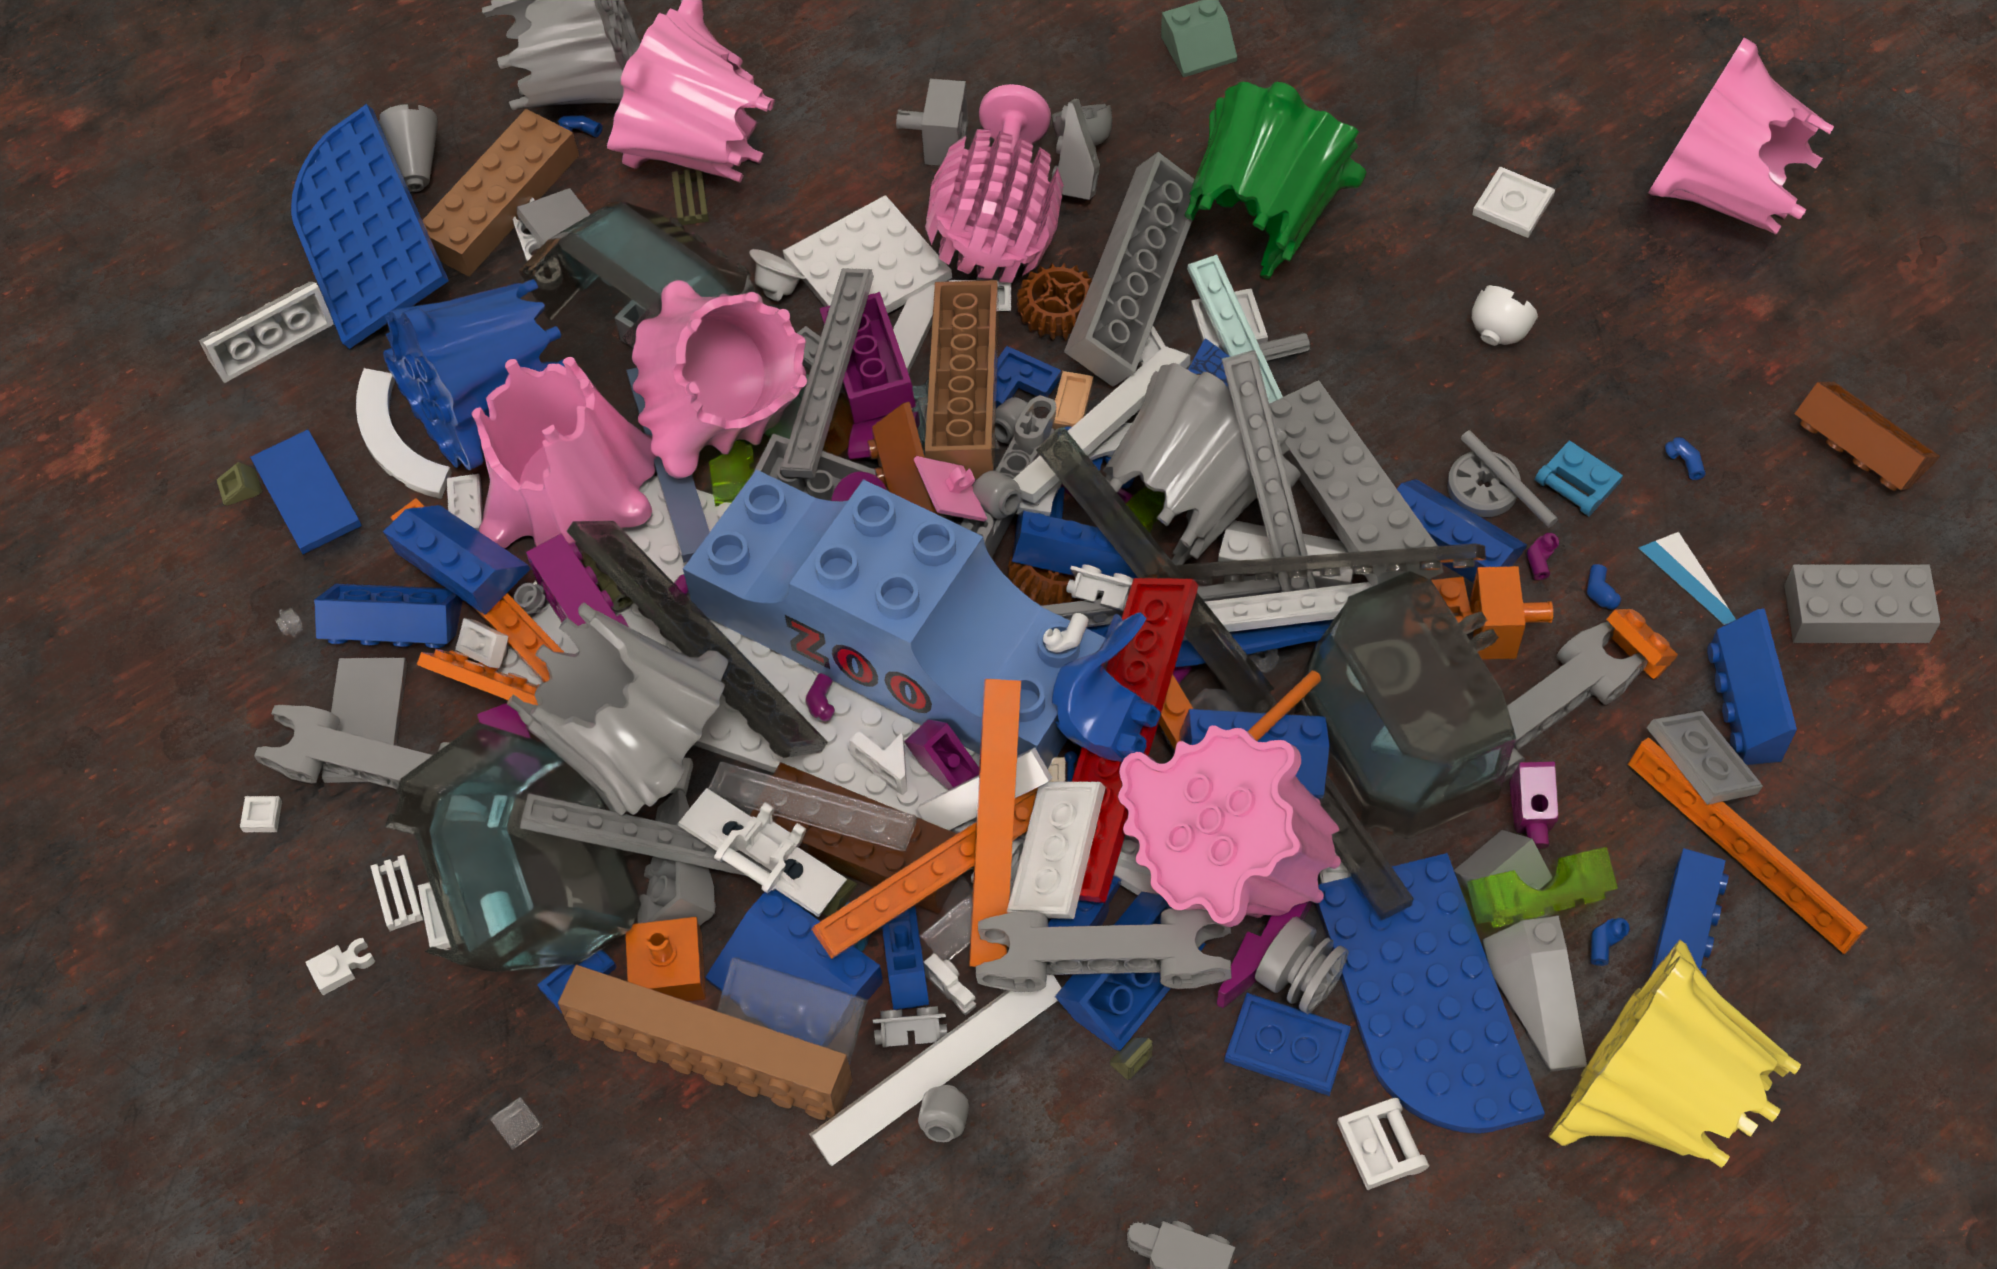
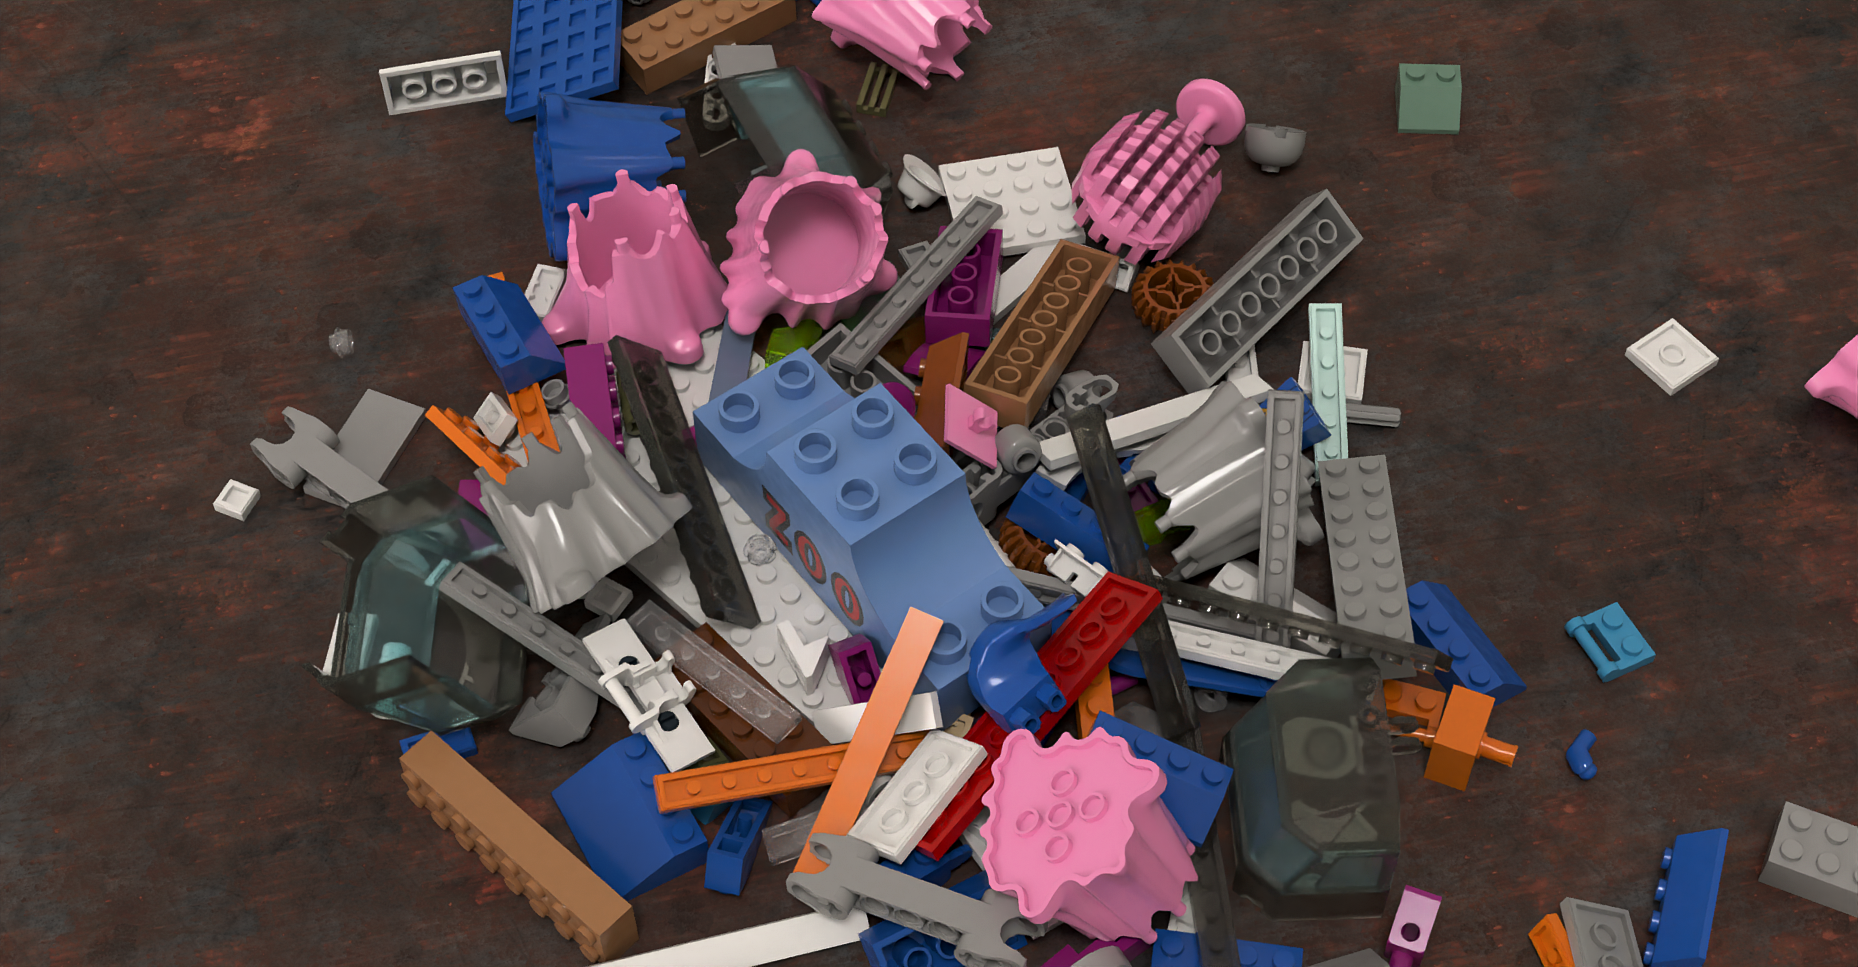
camera: 20 degrees right, 5 degrees down
(238, 484) = (358, 207): olive slope -> none
(305, 491) = (411, 233): blue tile -> none
(334, 968) = (234, 656): white plate -> none
(385, 444) = (500, 212): white tile -> none
(387, 614) = (427, 365): blue slope -> none
(389, 869) = (321, 589): white tile -> none
(516, 1123) = (321, 856): clear tile -> none
(667, 957) = (523, 761): orange brick -> none
(792, 668) = (757, 543): none -> clear plate
(792, 1006) = (612, 848): clear tile -> none
(816, 699) = (769, 578): magenta arm -> none
(895, 1027) = (699, 904): light grey hinge -> none
(942, 120) = (1143, 88): light grey brick -> none
(945, 978) = (766, 876): white plate -> none
(1023, 372) = (1107, 349): blue plate -> none
(1068, 639) = (1010, 600): white arm -> none
(1072, 398) = (1144, 391): light nougat tile -> none
(1078, 157) = (1252, 171): light grey slope -> none
(1276, 161) = (1436, 236): green piece -> none
(1285, 705) = (1192, 742): orange bar -> none
(1480, 500) = (1523, 599): light grey wheel -> none
(1502, 317) = (1600, 460): white cylinder -> none
(1509, 479) = (1535, 616): light grey bar -> none
(1539, 553) = (1535, 699): magenta arm -> none
(1584, 673) = (1519, 831): light grey piece -> none
(1637, 637) = (1595, 819): orange bracket -> none
(1681, 565) = (1677, 764): dark azure sticker -> none
(1689, 453) = (1736, 660): blue arm -> none

